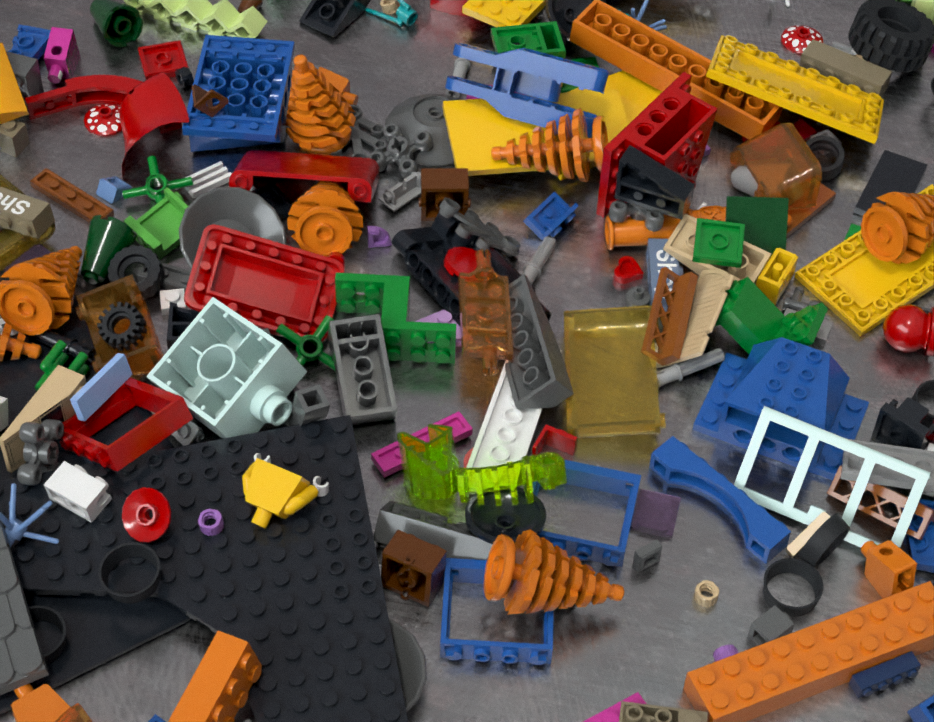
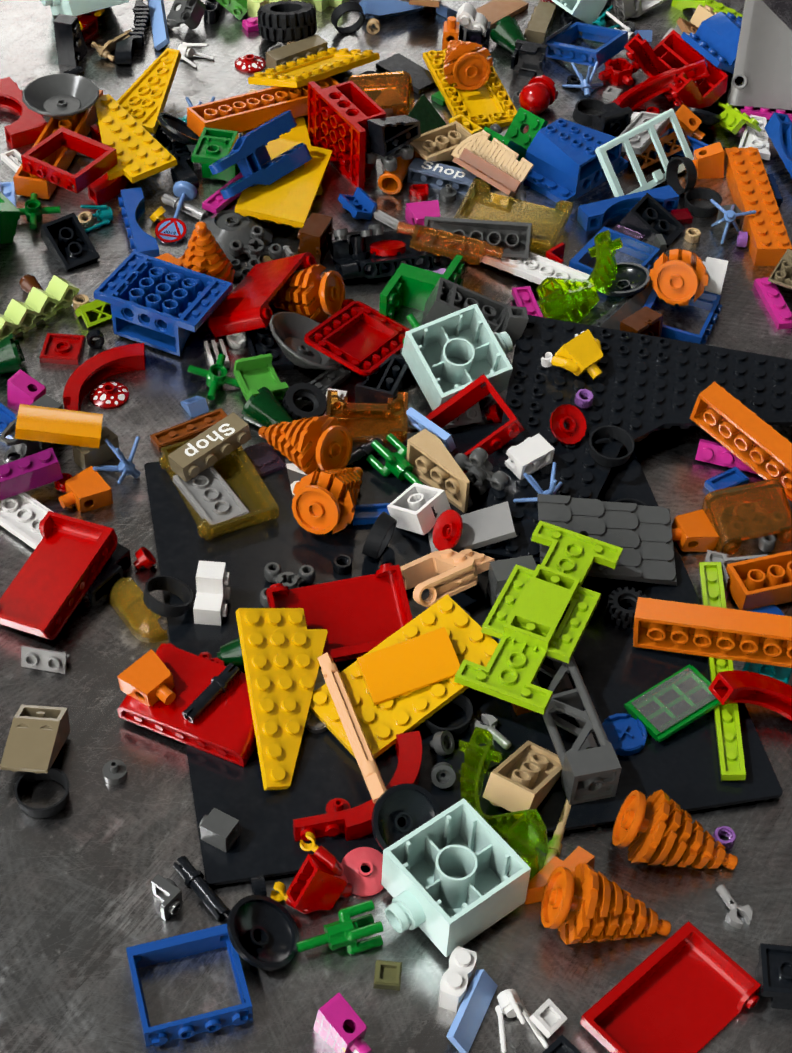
camera: 70 degrees left, 5 degrees down
(112, 317) = (367, 405): black tyre -> none
(149, 106) = (151, 355): red piece -> none
(203, 100) = (189, 300): reddish brown bracket -> none
(415, 73) = (172, 229): none -> medium blue piece
(429, 55) = (158, 214): none -> yellow tile
(432, 30) = (132, 208): none -> blue arch
(560, 147) = (325, 161): orange plant -> none
(565, 286) = (416, 211): none -> dark pink torso
(596, 628) = (716, 273): none -> white brick
(699, 536) = (651, 218): none -> black slope
(718, 243) = (439, 135): green tile -> none
(743, 620) = (729, 217): none -> medium blue plant
(746, 571) = (682, 215): none -> dark red tile
(796, 546) = (672, 178): tile -> none

